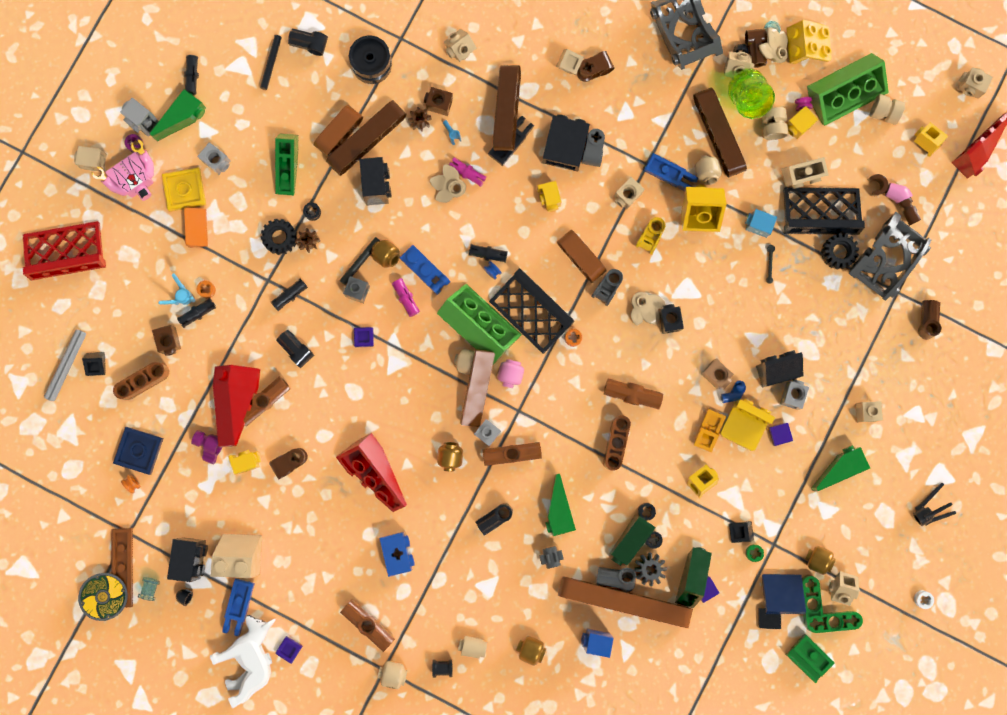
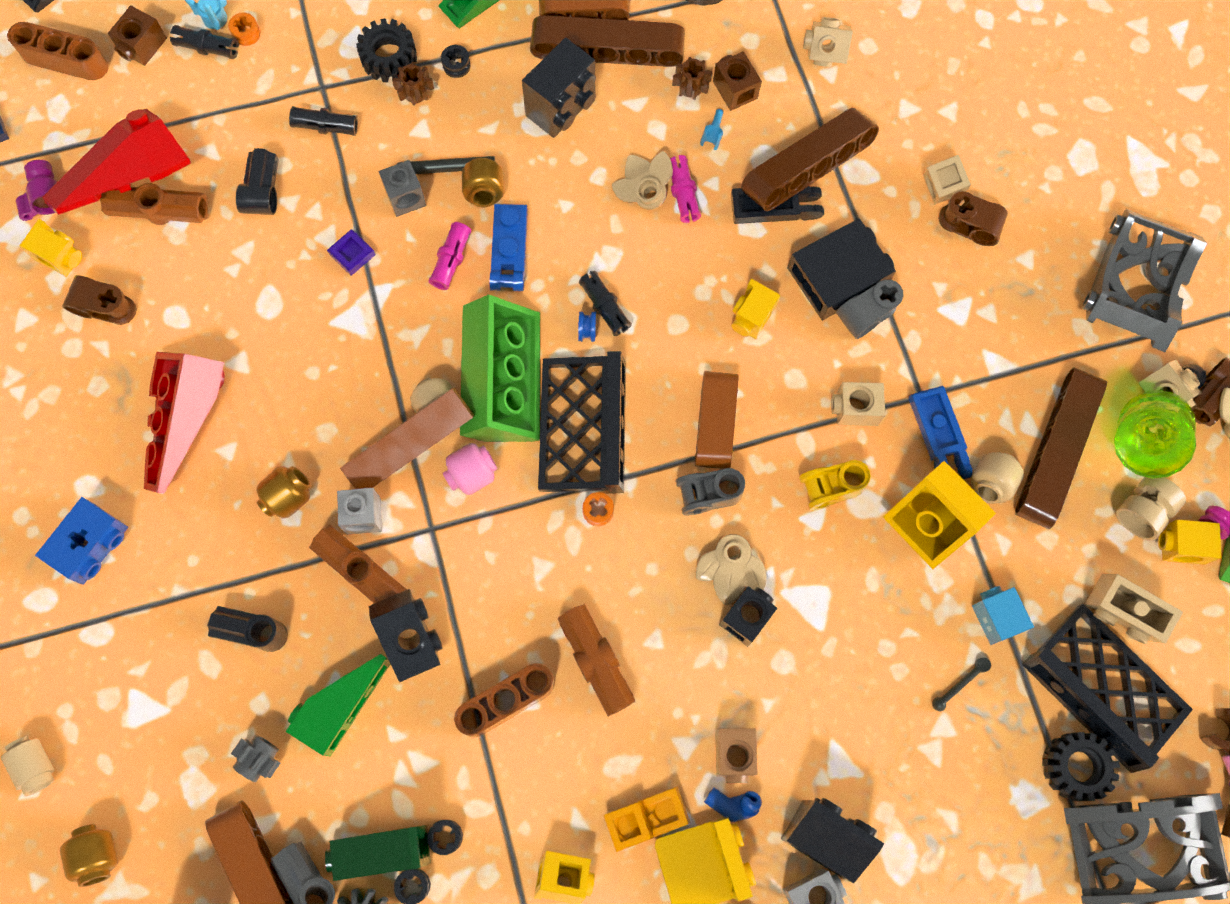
camera: 50 degrees right, 10 degrees down
(557, 458) = (411, 654): none -> black brick

